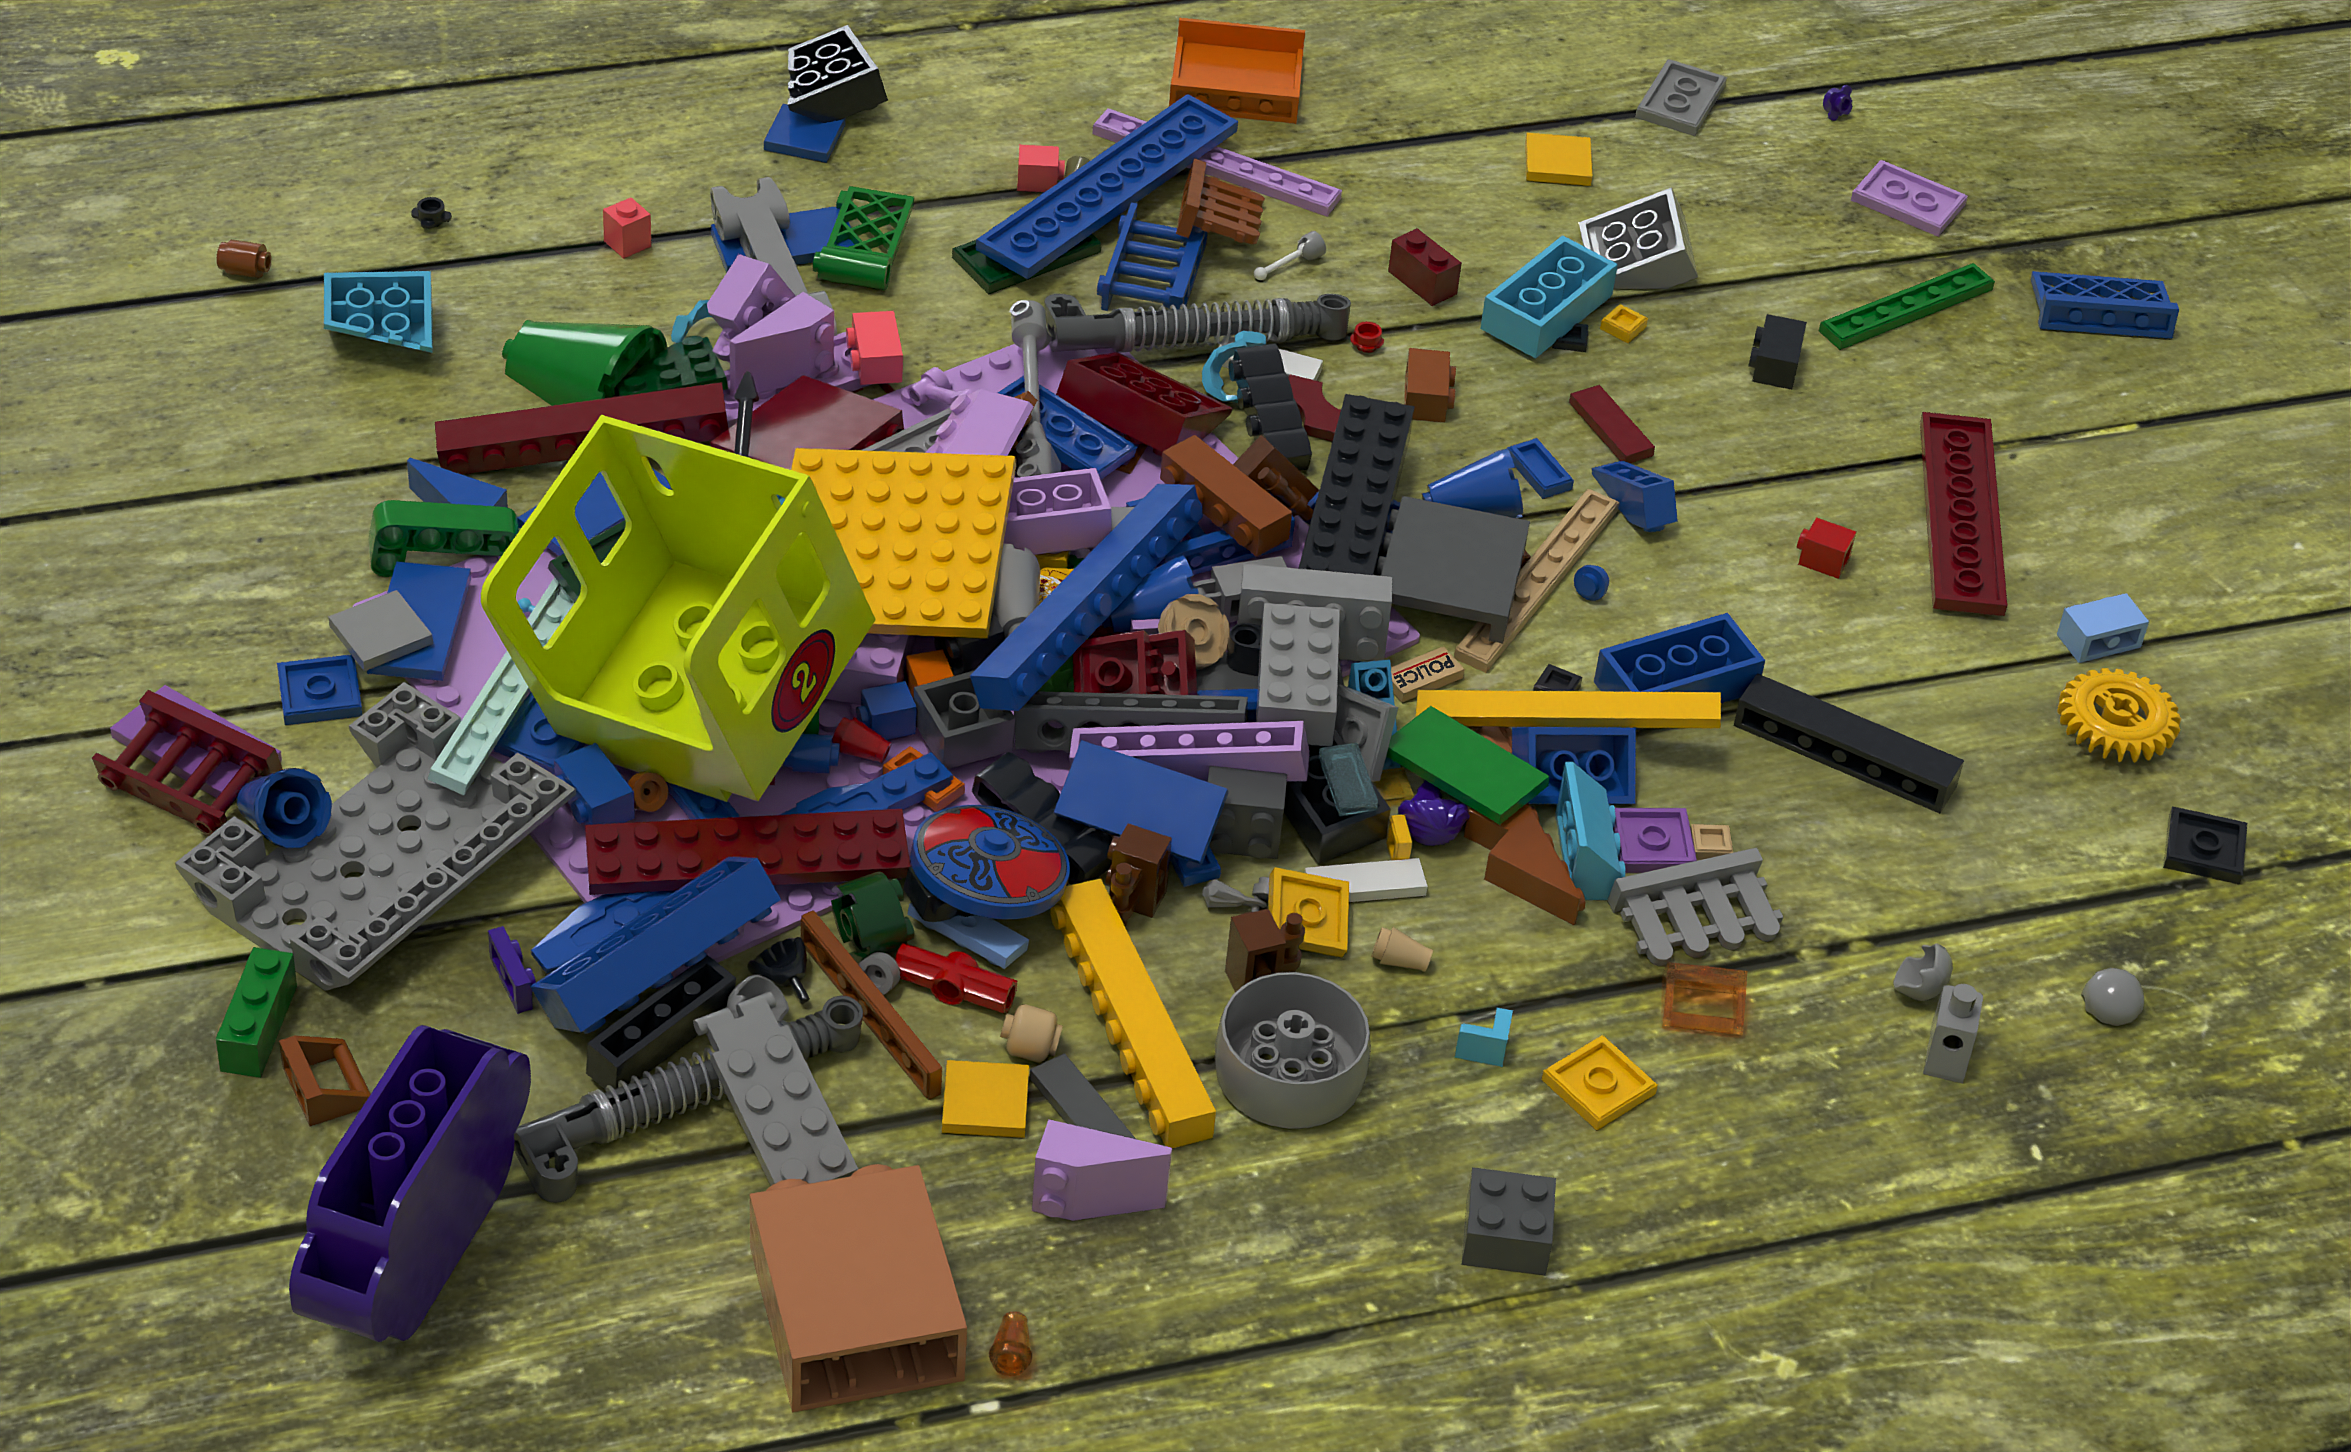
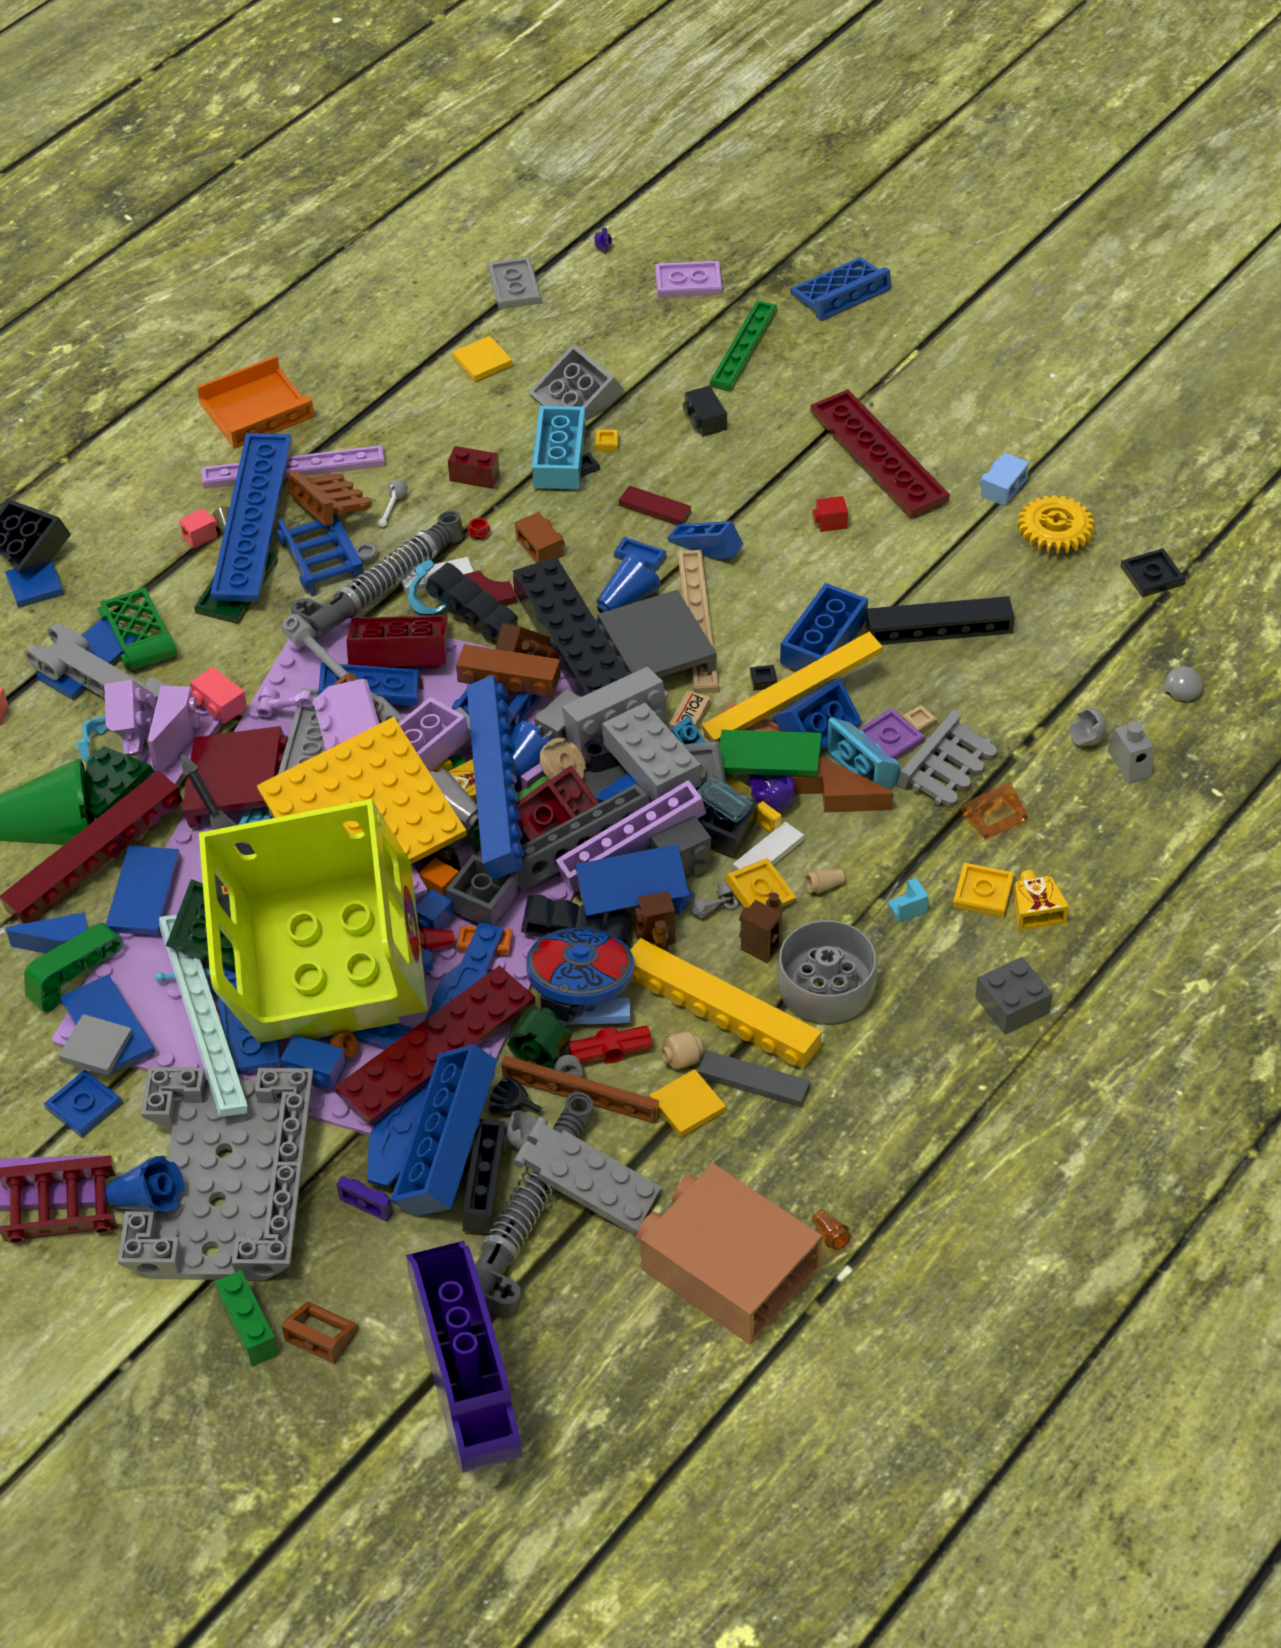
camera: 30 degrees left, 5 degrees up
(1097, 1173) = (791, 1106): lavender slope -> none
(1208, 293) = (367, 553): none -> light grey tile
(1591, 582) = (730, 606): blue plate -> none
(1649, 1134) = (1038, 902): none -> yellow torso

